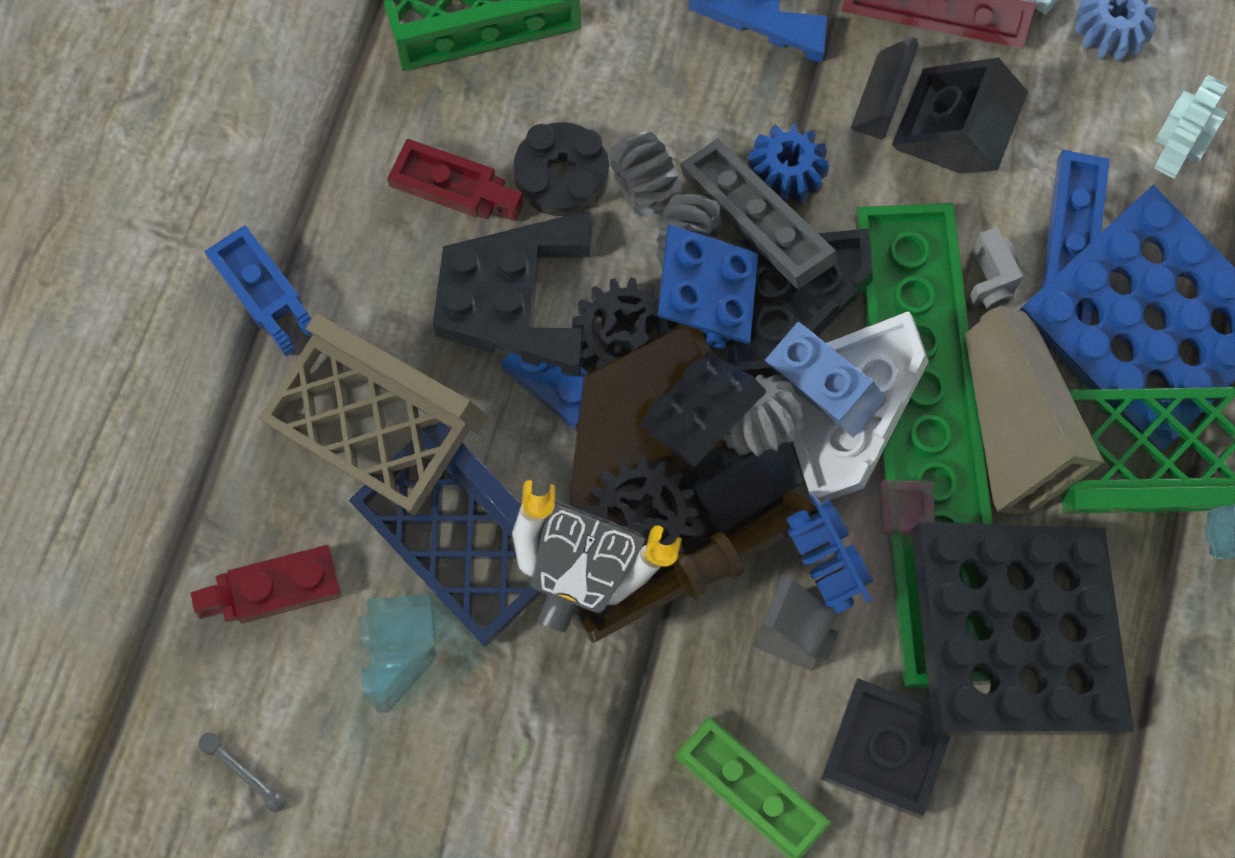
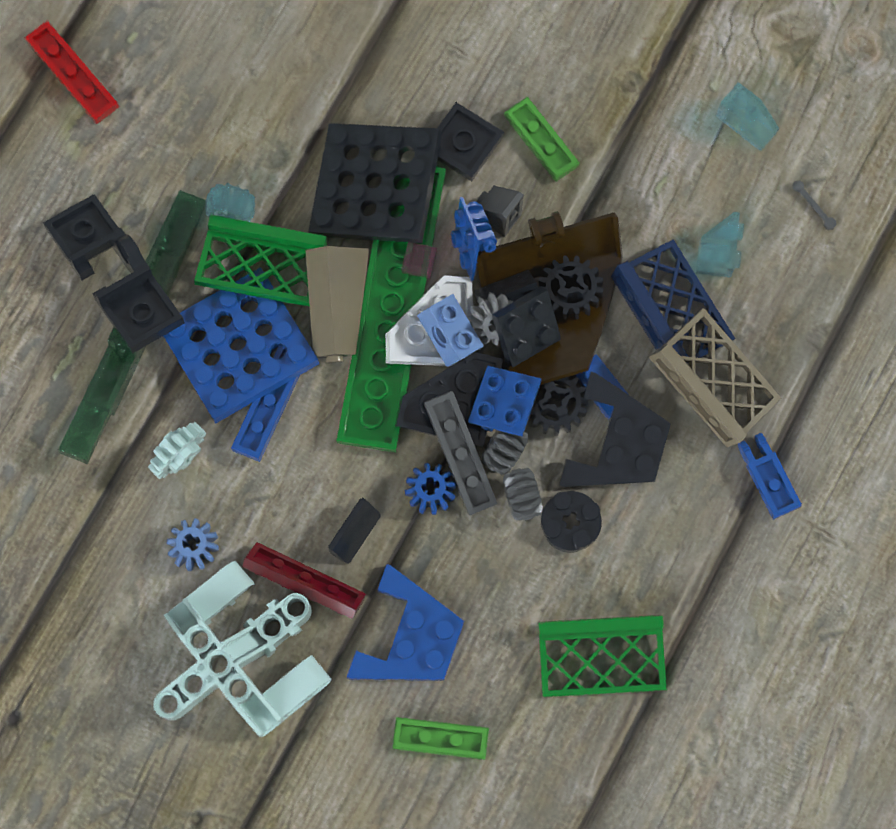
camera: 165 degrees left, 5 degrees up
(270, 587) = (786, 299): dark red hinge -> none
(453, 182) = (641, 522): dark red hinge -> none
(582, 557) = (611, 253): torso -> none
(962, 115) = (313, 498): black slope -> none
(999, 268) = (319, 398): light grey bracket -> none

